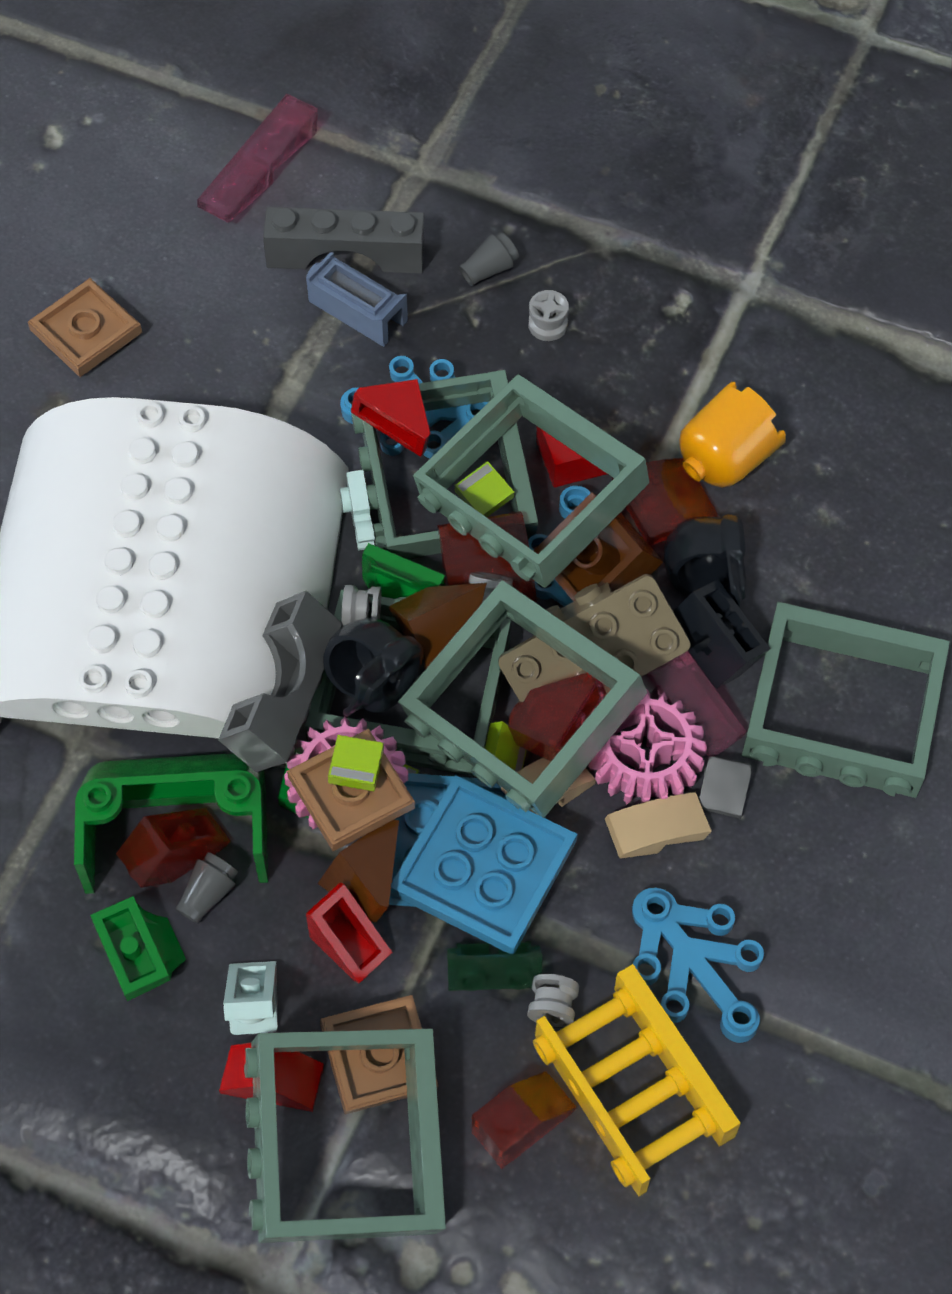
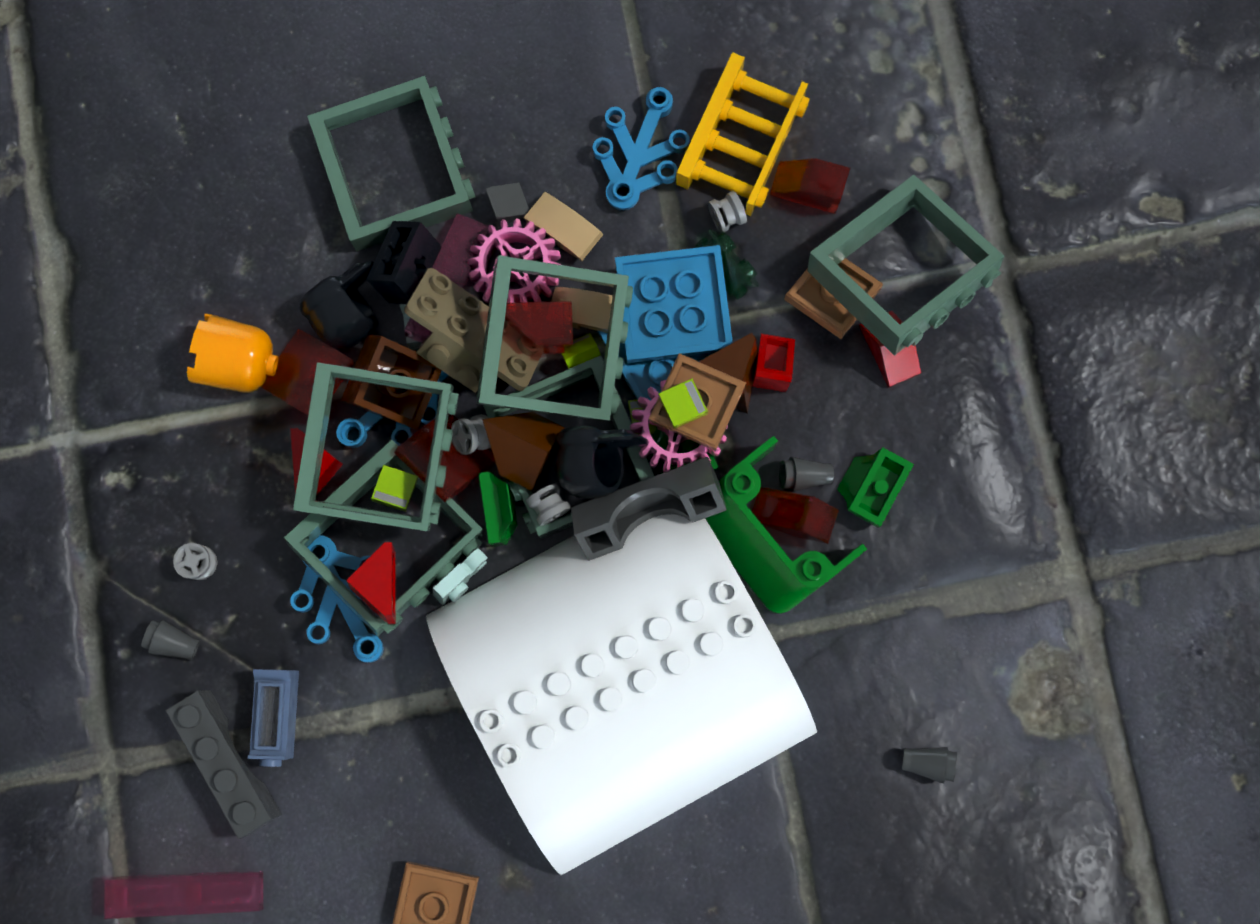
camera: 120 degrees left, 20 degrees up
(251, 998) = (854, 390): light aqua slope -> none

